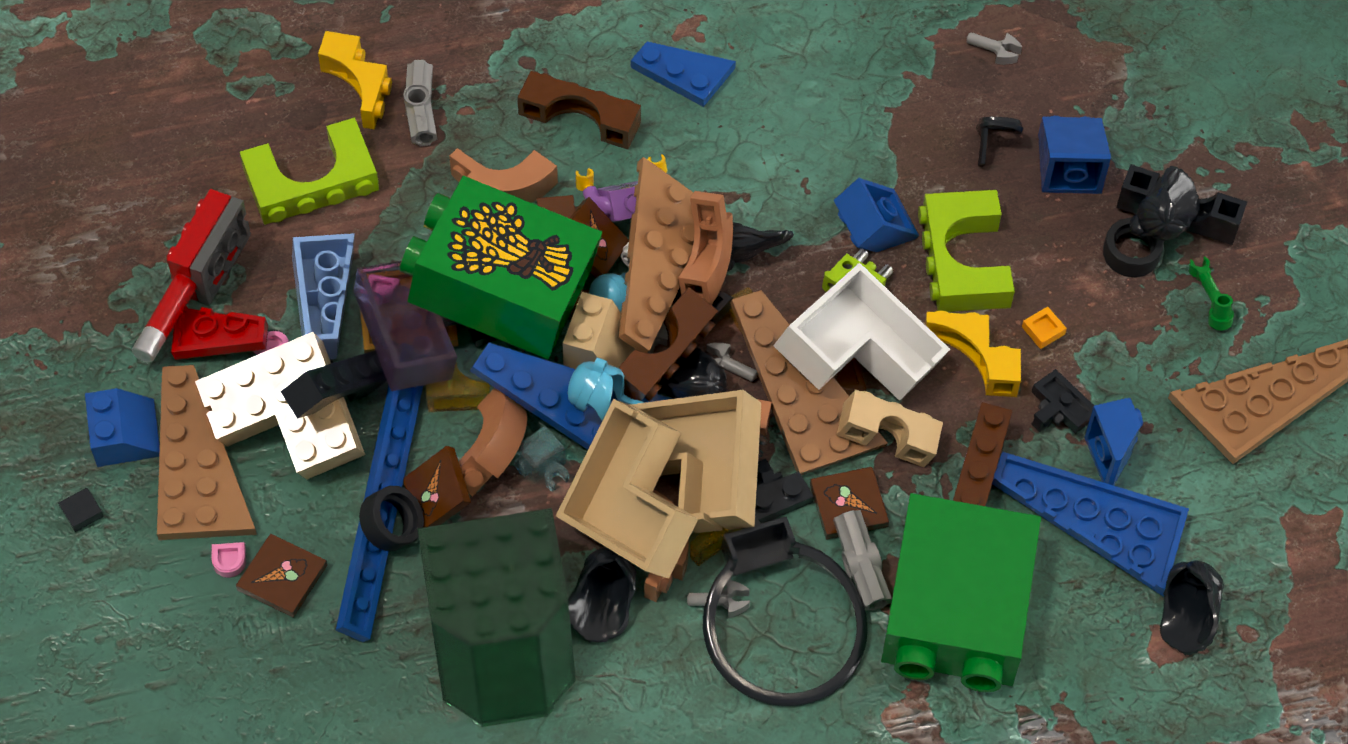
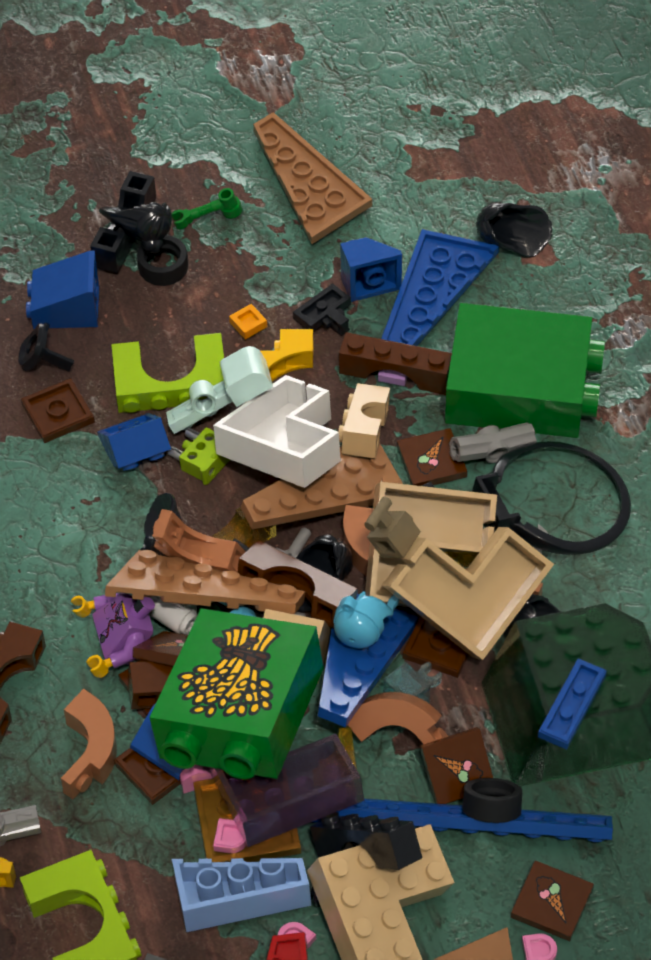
camera: 90 degrees left, 5 degrees down
(433, 546) = (572, 703): none -> blue tile
(686, 406) = (391, 531): none -> dark tan brick
(922, 154) = (57, 410): none -> reddish brown tile
(927, 296) = (244, 378): none -> light aqua plate

